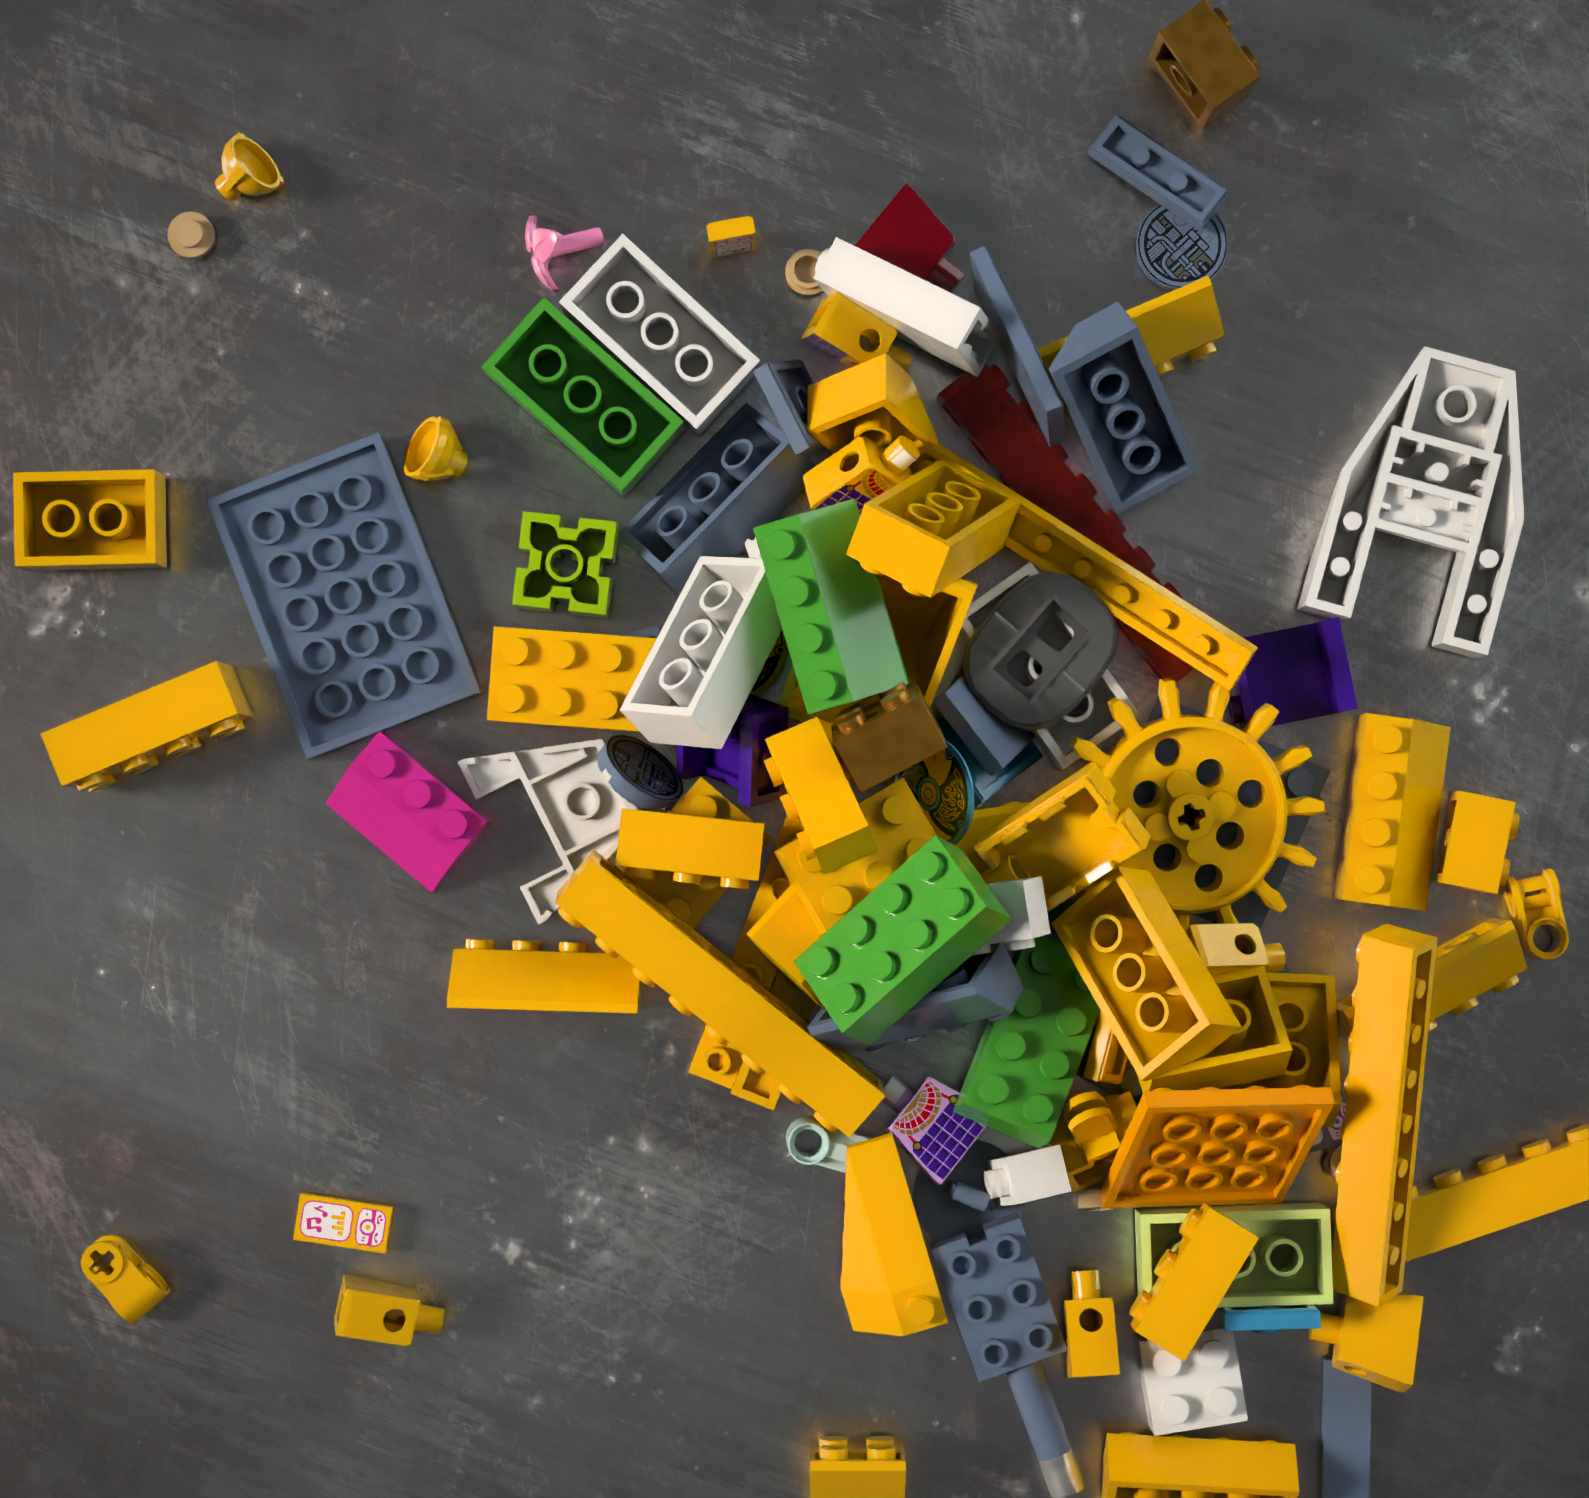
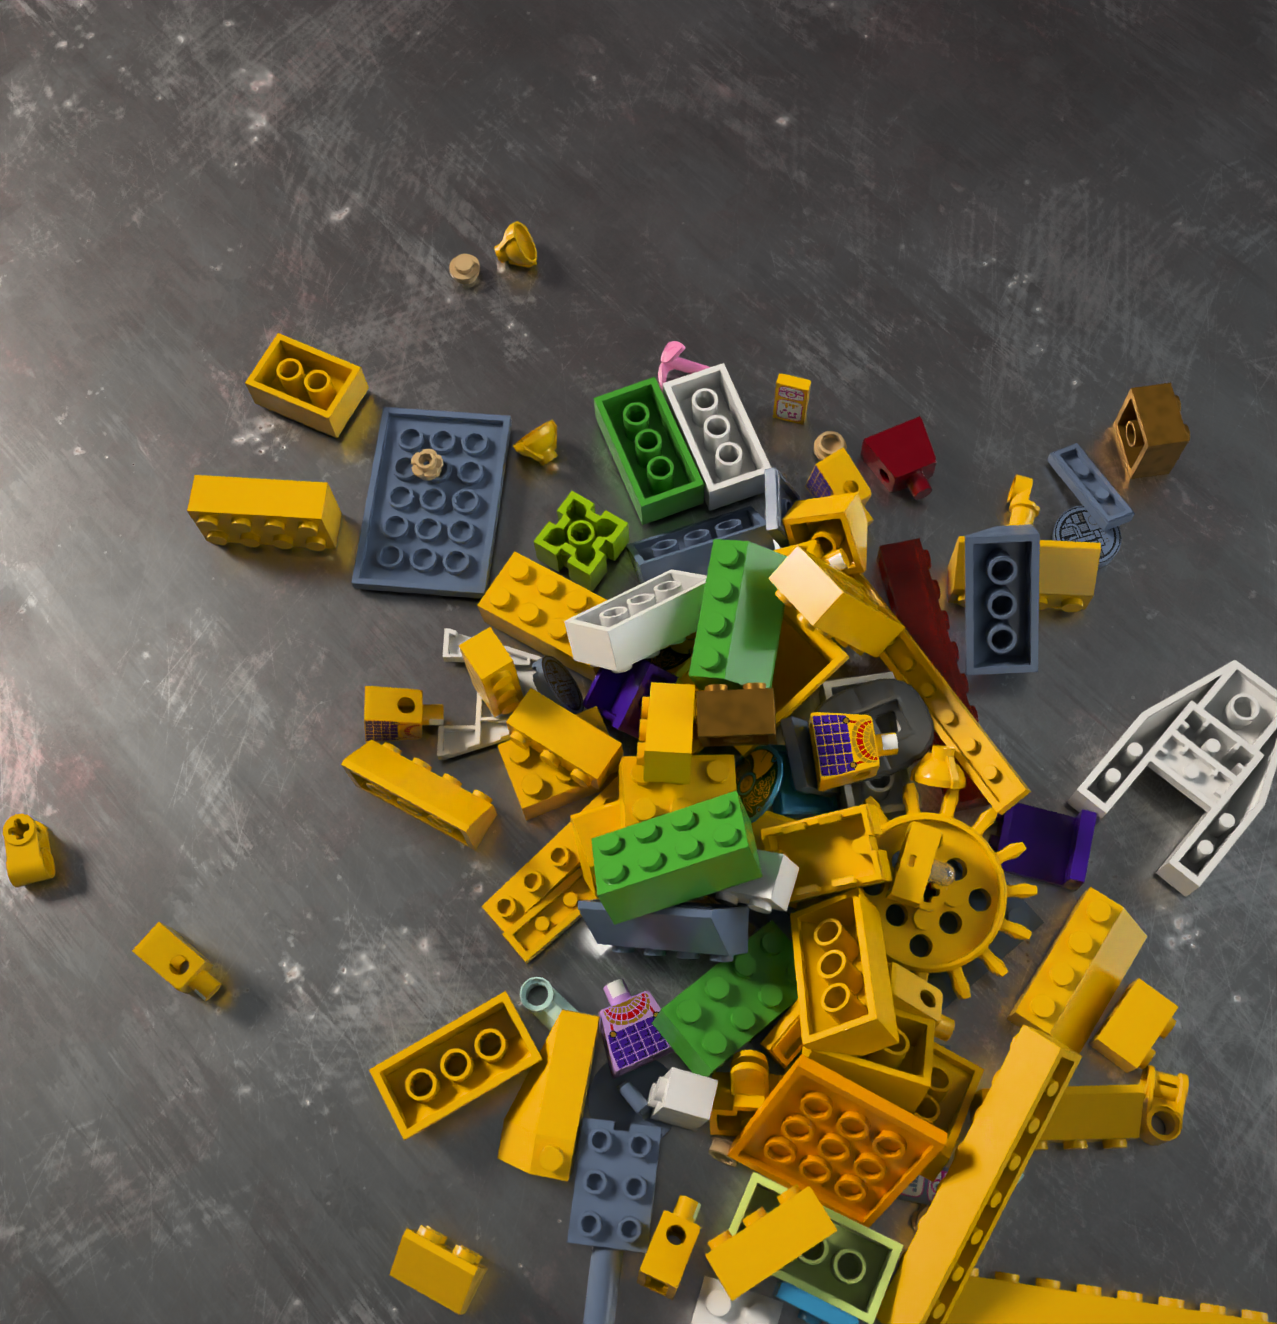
camera: 25 degrees right, 20 degrees down
(311, 544) = (429, 471): none -> tan plate
(343, 1222) = (193, 891): tile -> none
(407, 811) = (395, 641): dark pink slope -> none
(449, 910) = (398, 714): none -> yellow torso
(564, 810) = (492, 672): none -> yellow brick
(718, 993) = (531, 854): yellow brick -> none
(762, 1264) = (455, 1065): none -> yellow slope
(911, 305) = (898, 487): white brick -> none
(1018, 346) = (948, 536): sand blue tile -> none
(1027, 699) = (846, 748): none -> torso
(1090, 251) = (1021, 508): none -> yellow connector
(1142, 668) = (939, 769): none -> yellow piece
(1170, 800) = (918, 865): none -> yellow piece

